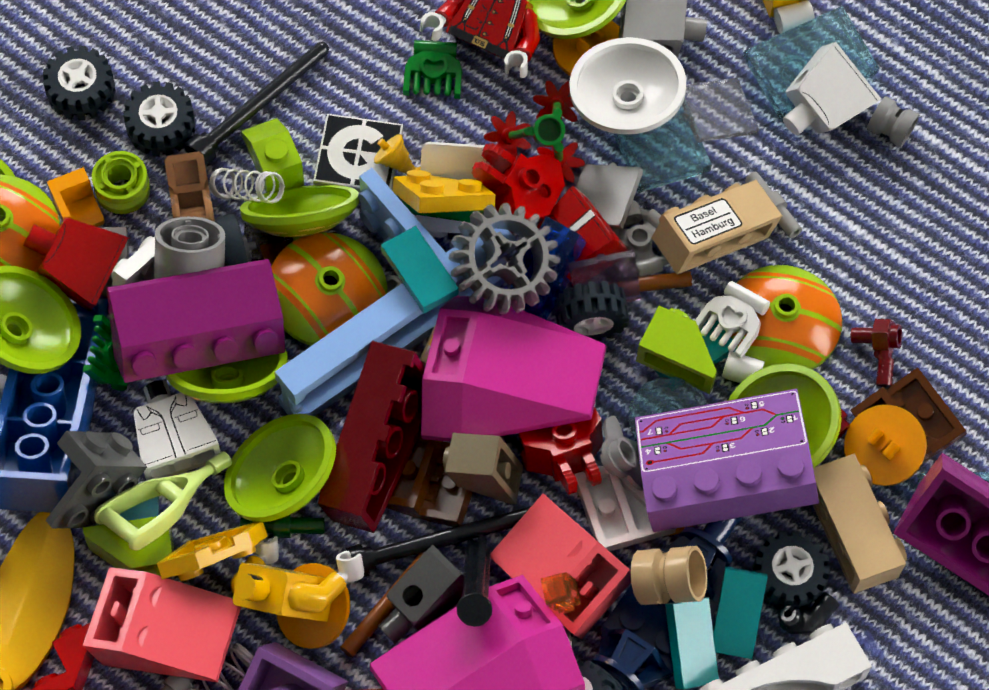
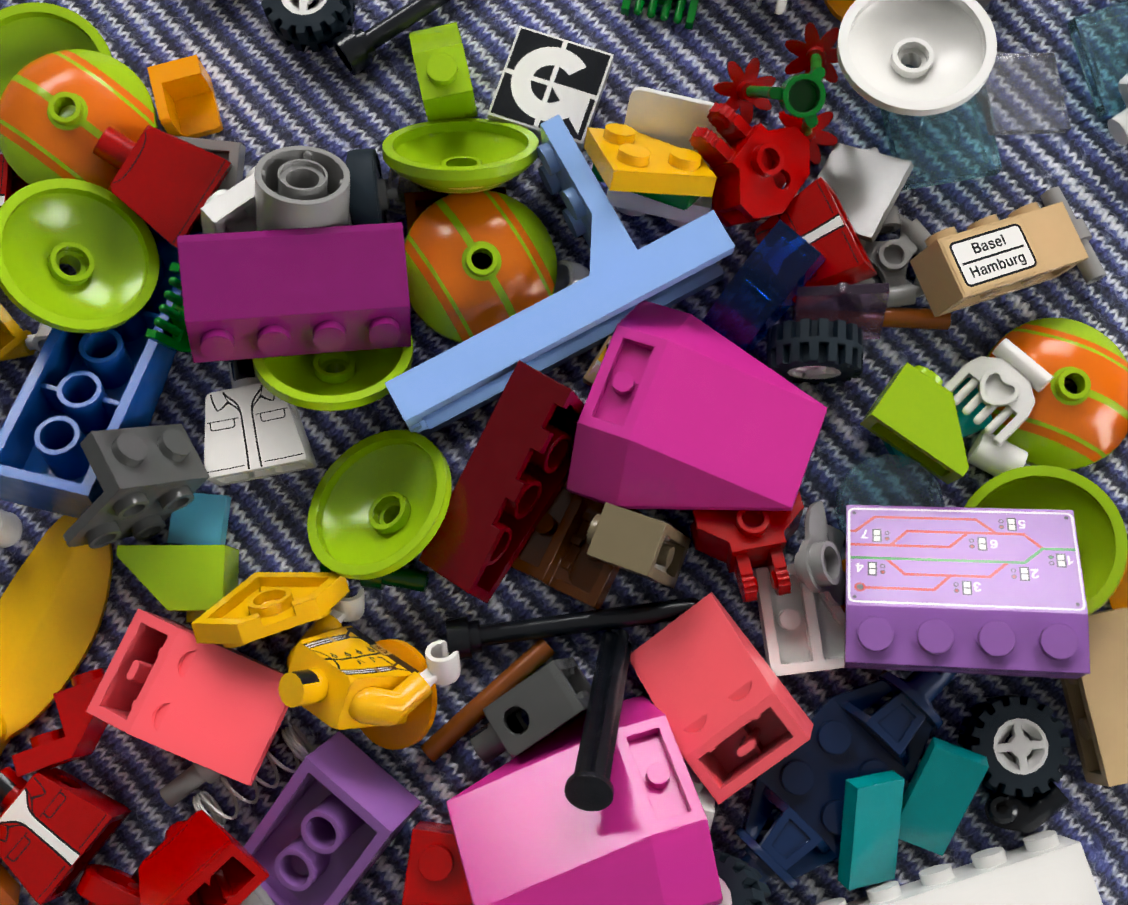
camera: 15 degrees right, 15 degrees up
(116, 167) = (239, 60): lime wheel -> none
(170, 488) = (234, 507): yellowish green piece -> none
(188, 186) = (328, 105): medium nougat animal -> none
(259, 185) = (410, 108): white piece -> none
(394, 155) = (595, 96): yellow piece -> none
(419, 269) = (598, 270): teal tile -> none
(514, 270) = (725, 292): light grey gear -> none
(561, 592) = (711, 761): clear orange piece -> none
(669, 575) = (869, 753): tan wheel -> none

